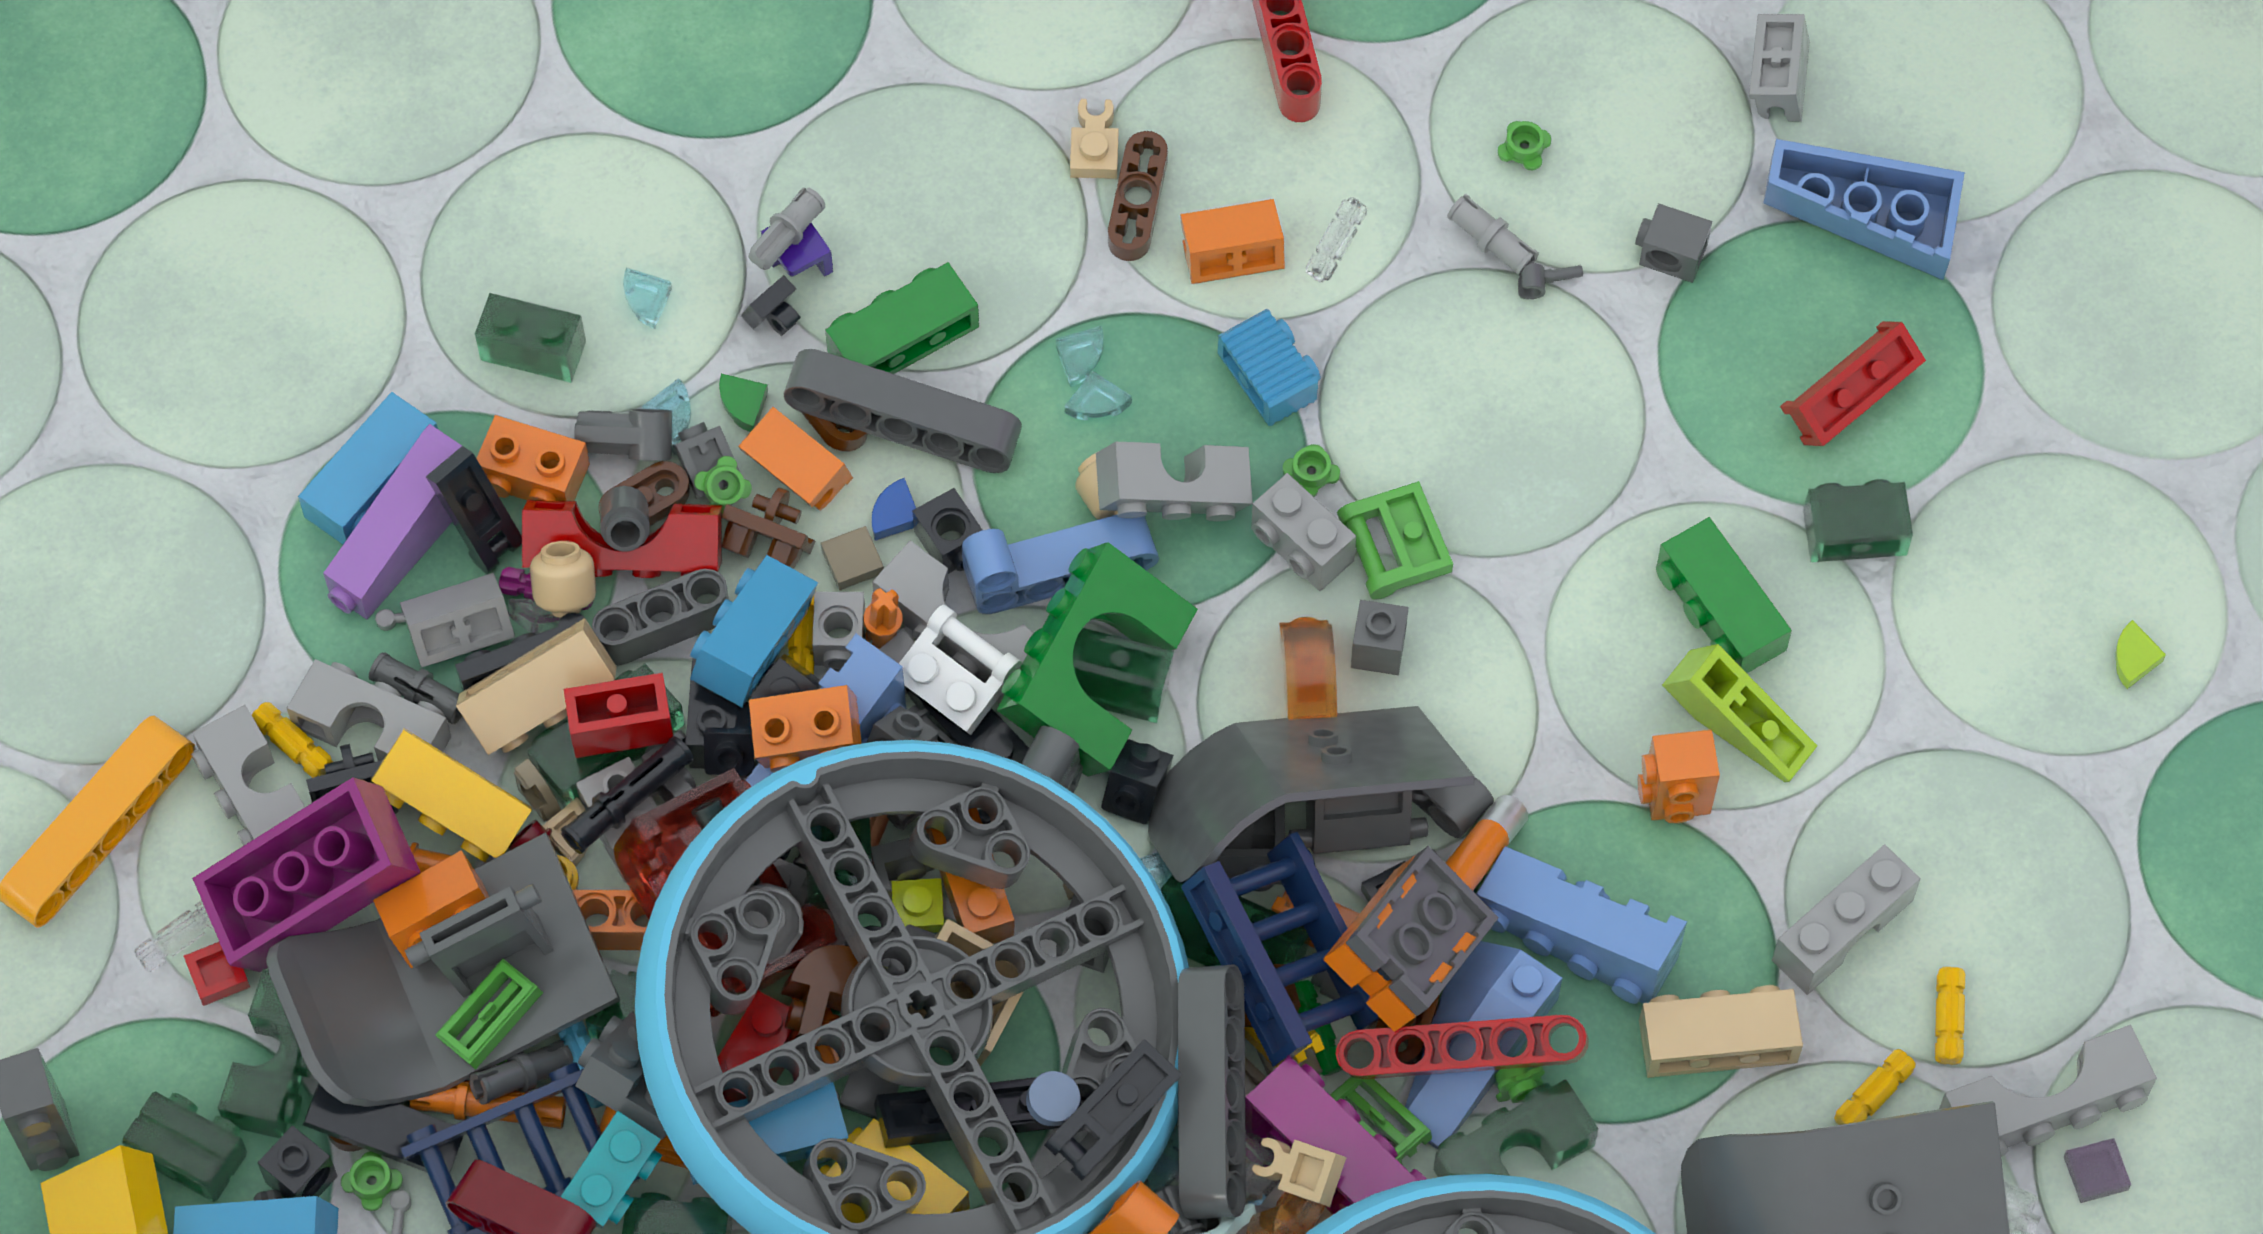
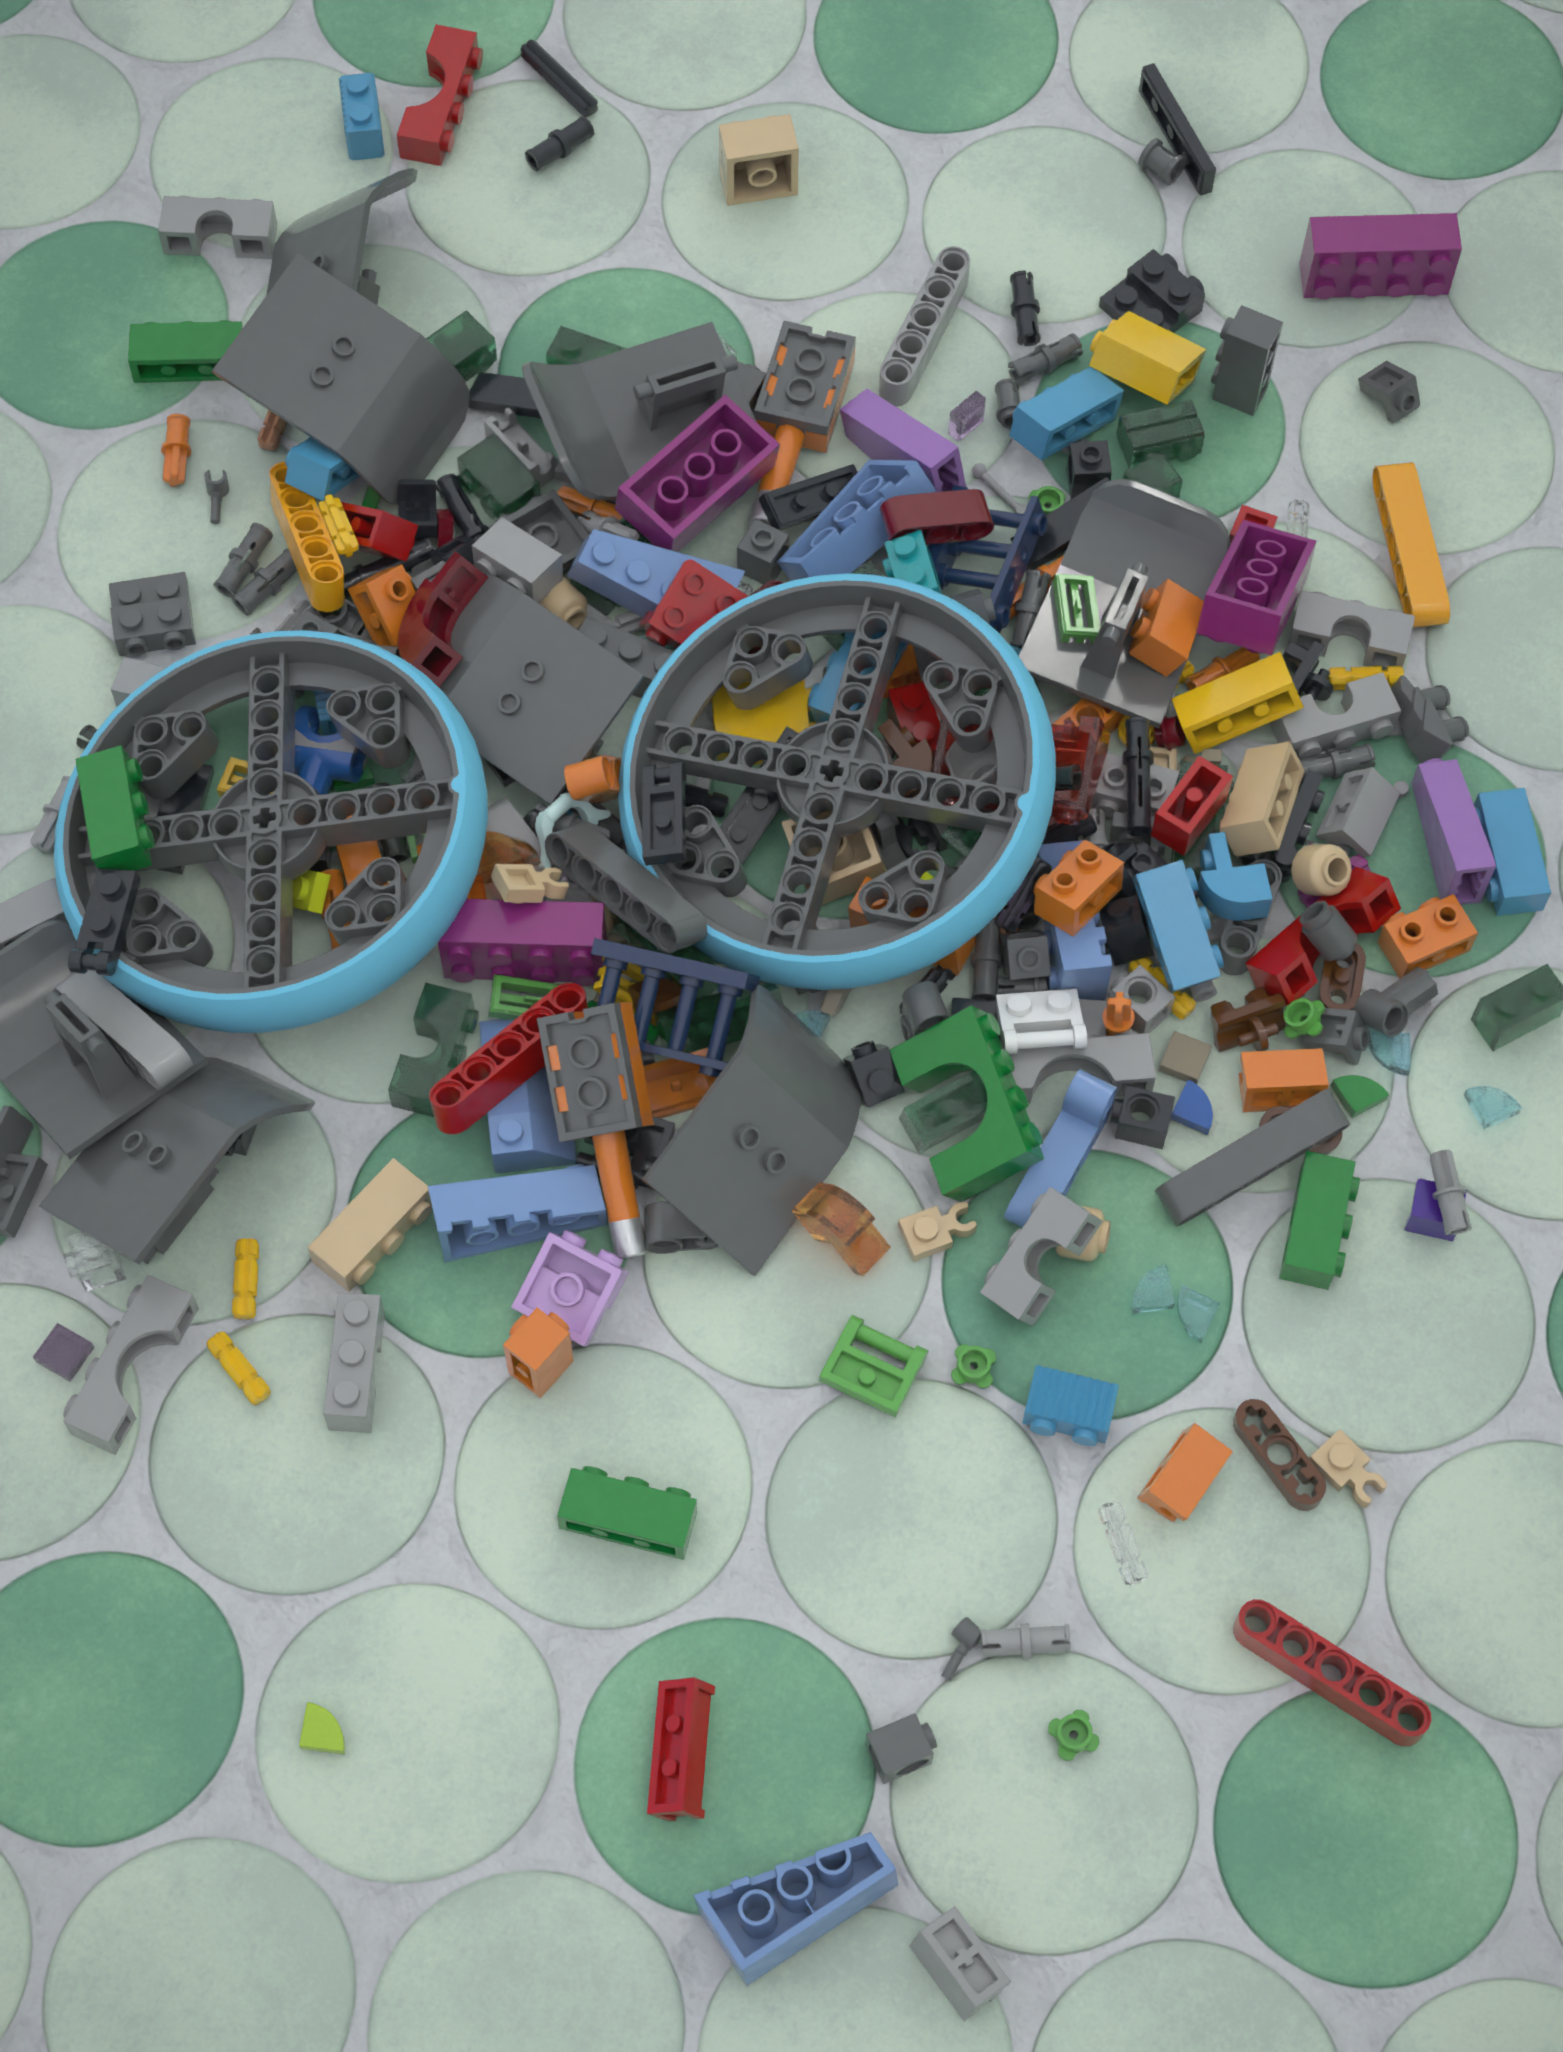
camera: 135 degrees right, 0 degrees up
(307, 635) = (1421, 724): none -> dark grey connector
(475, 508) = (1420, 856): black plate -> none
(665, 619) = (1229, 890): none -> dark azure brick
(774, 307) = (1407, 1161): black tile -> none
(1052, 1098) = (705, 790): sand blue tile -> none
(1230, 609) = (931, 1233): none -> tan plate
(1303, 532) = (933, 1309): light grey brick -> none
(1379, 637) = (816, 1284): dark grey brick -> none
(1592, 821) = (572, 1284): none -> lavender plate
(1739, 711) = (547, 1442): lime slope -> none
(1857, 521) = (589, 1650): clear green brick -> none

